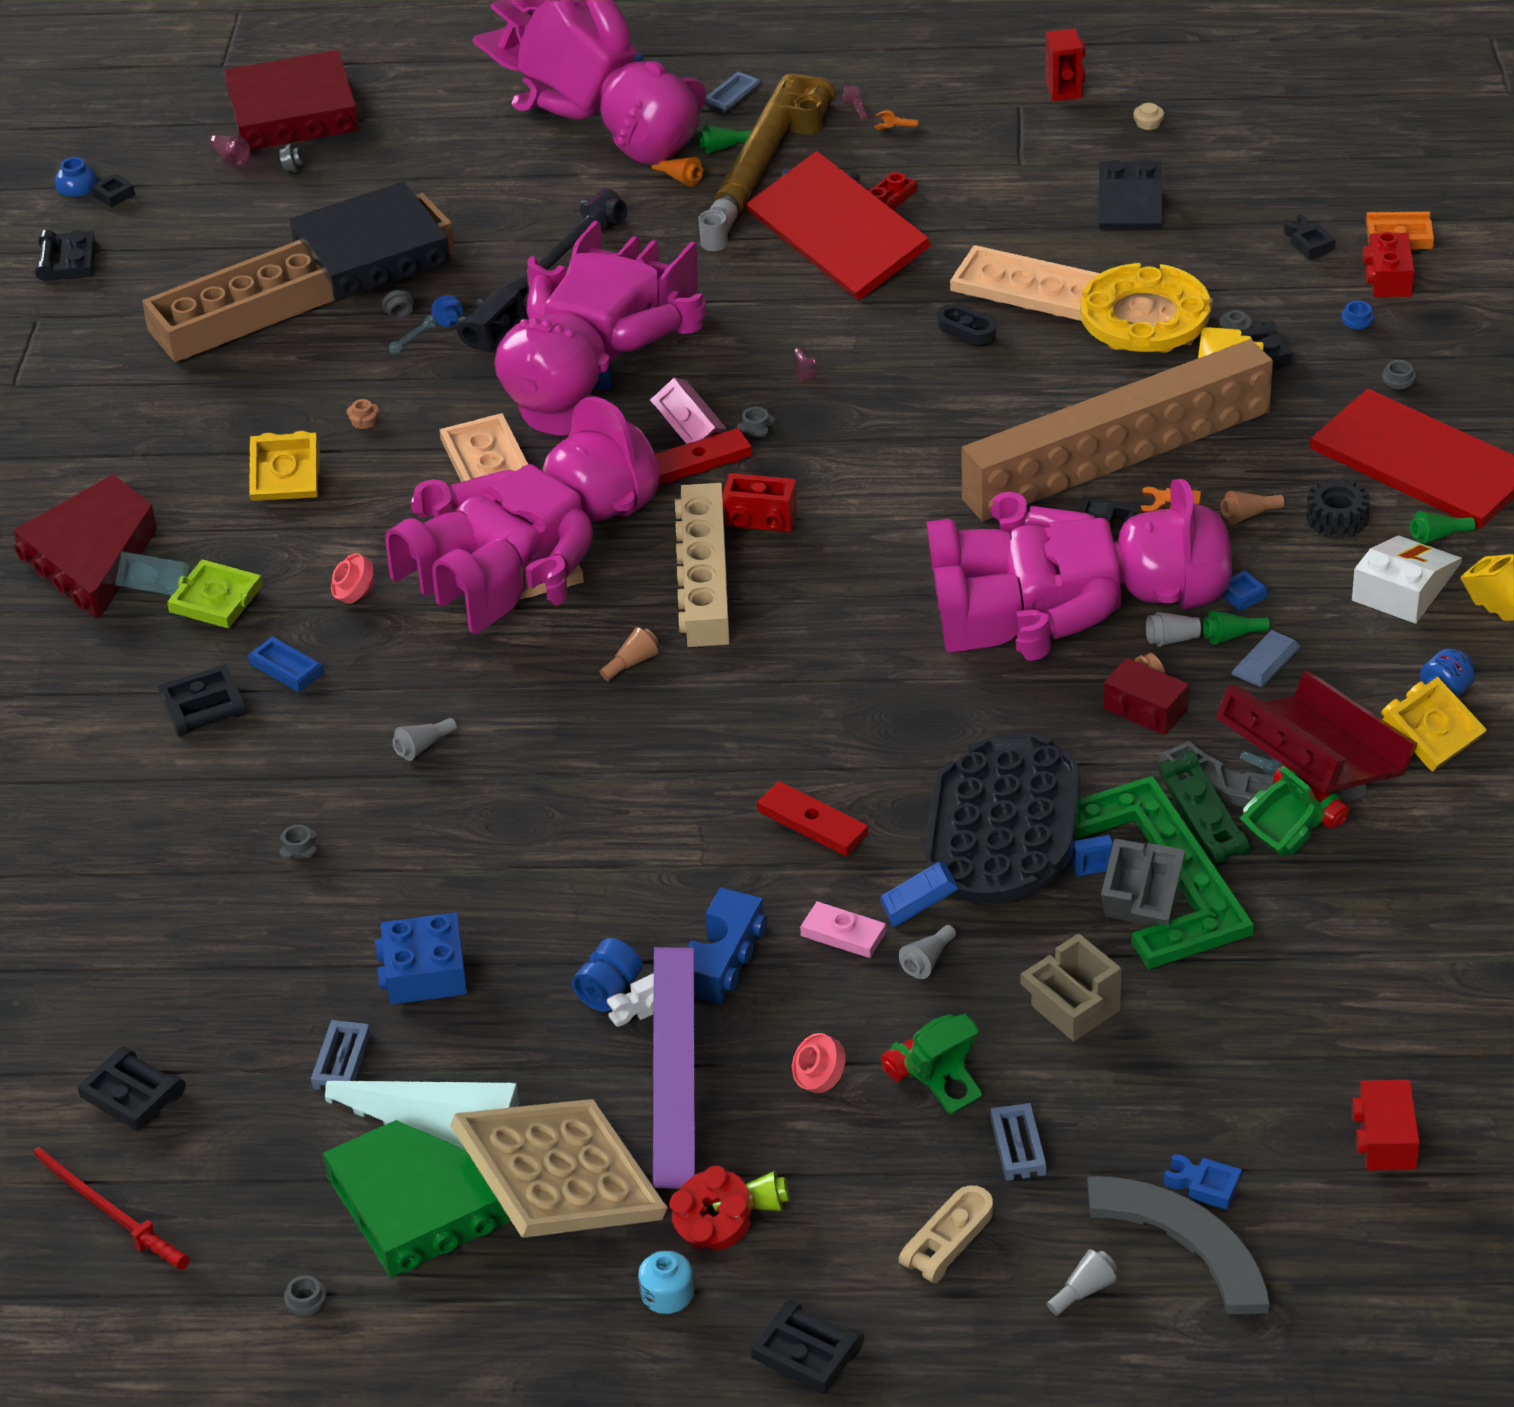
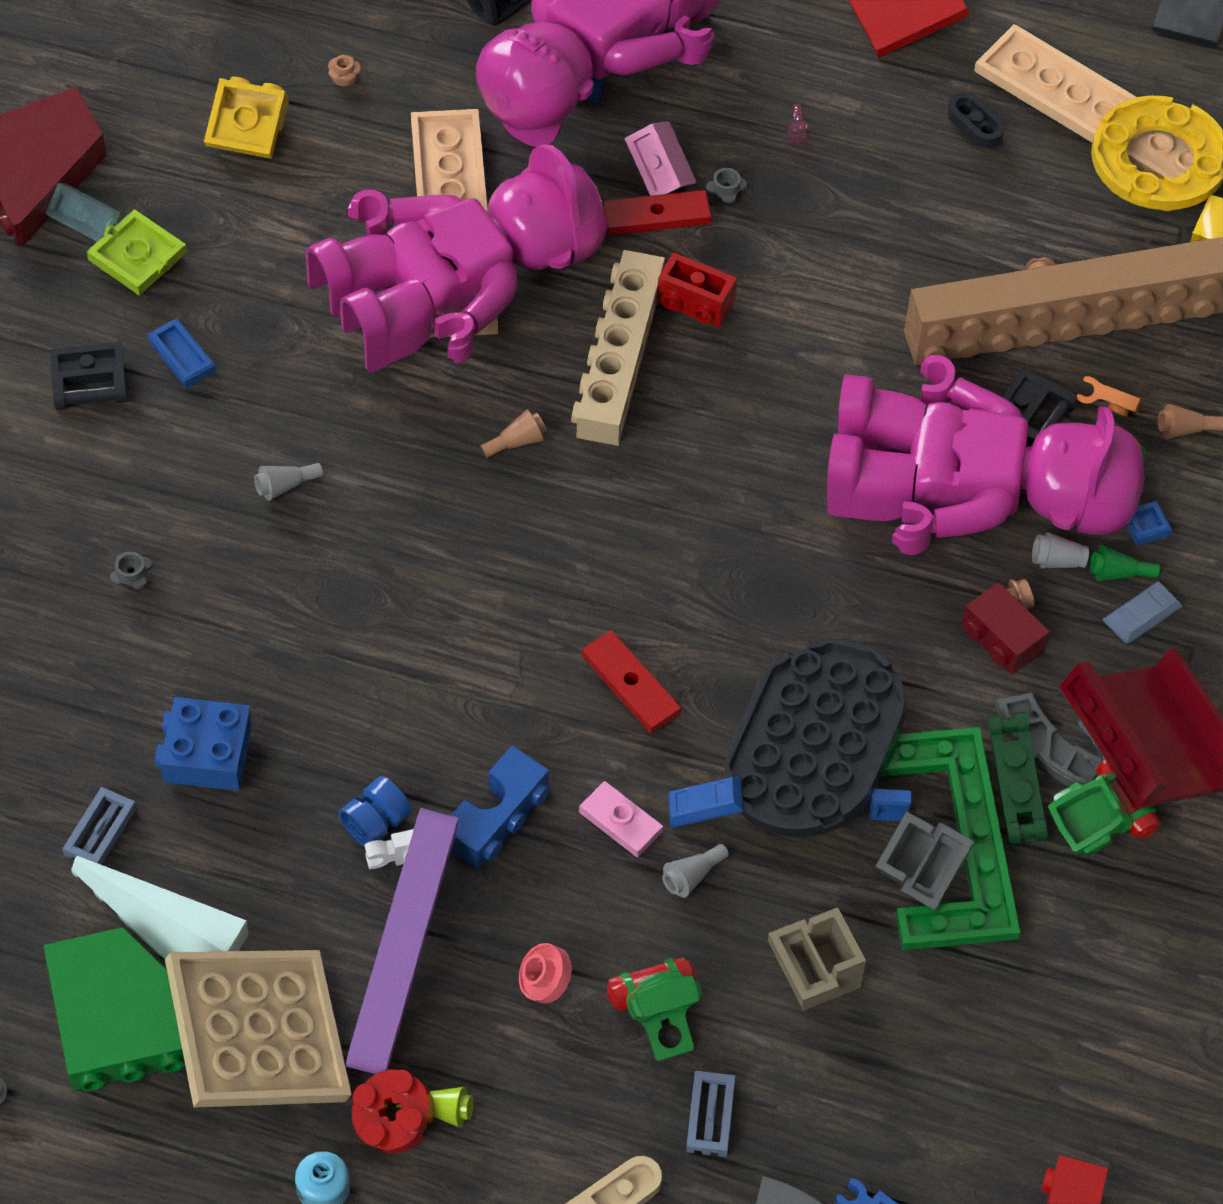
camera: 10 degrees right, 15 degrees up
(352, 579) = (272, 272): coral plate -> none

